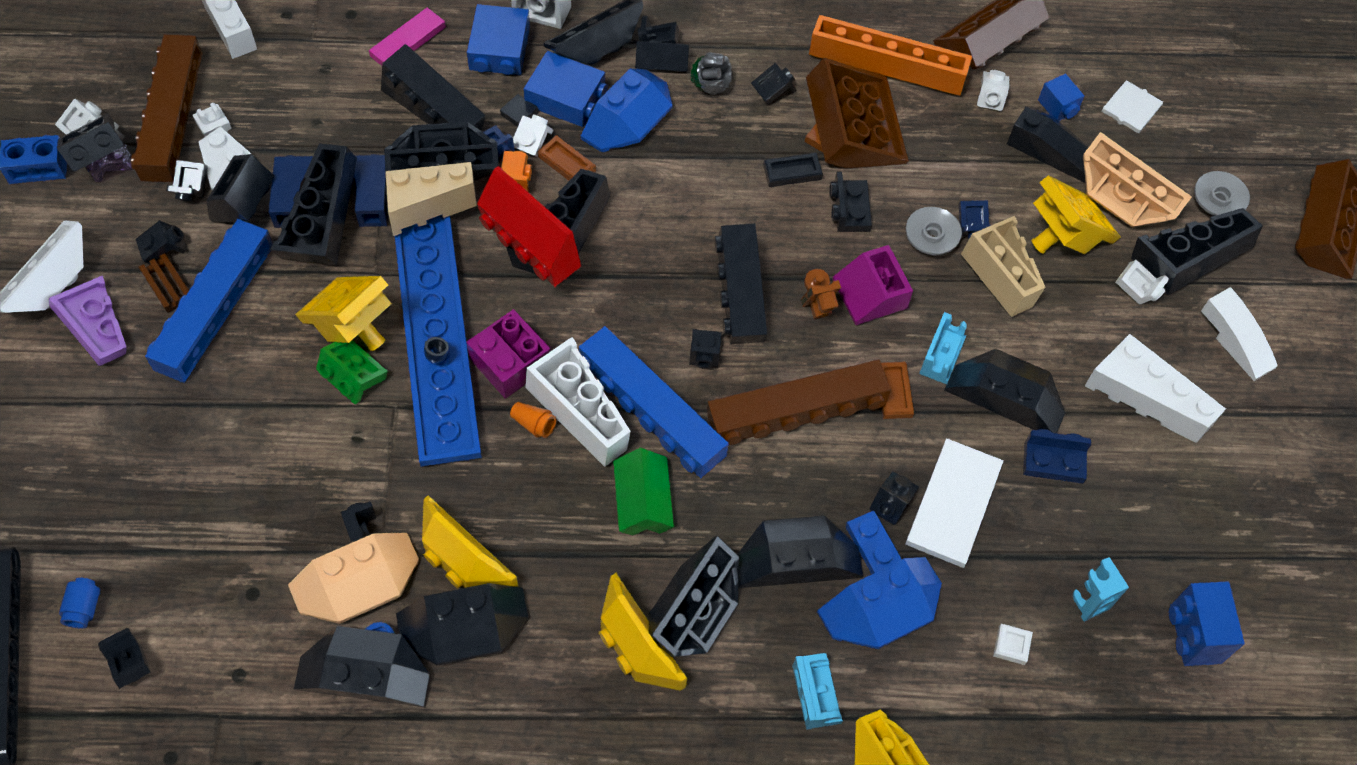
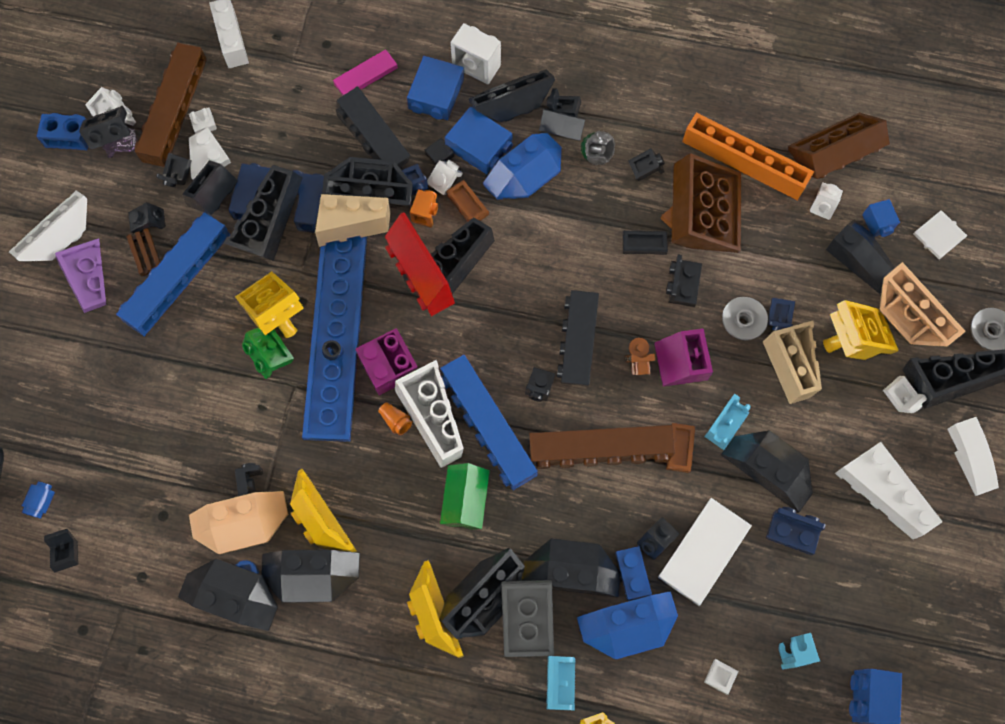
camera: 15 degrees right, 10 degrees up
(758, 619) = (527, 618): none -> dark grey tile

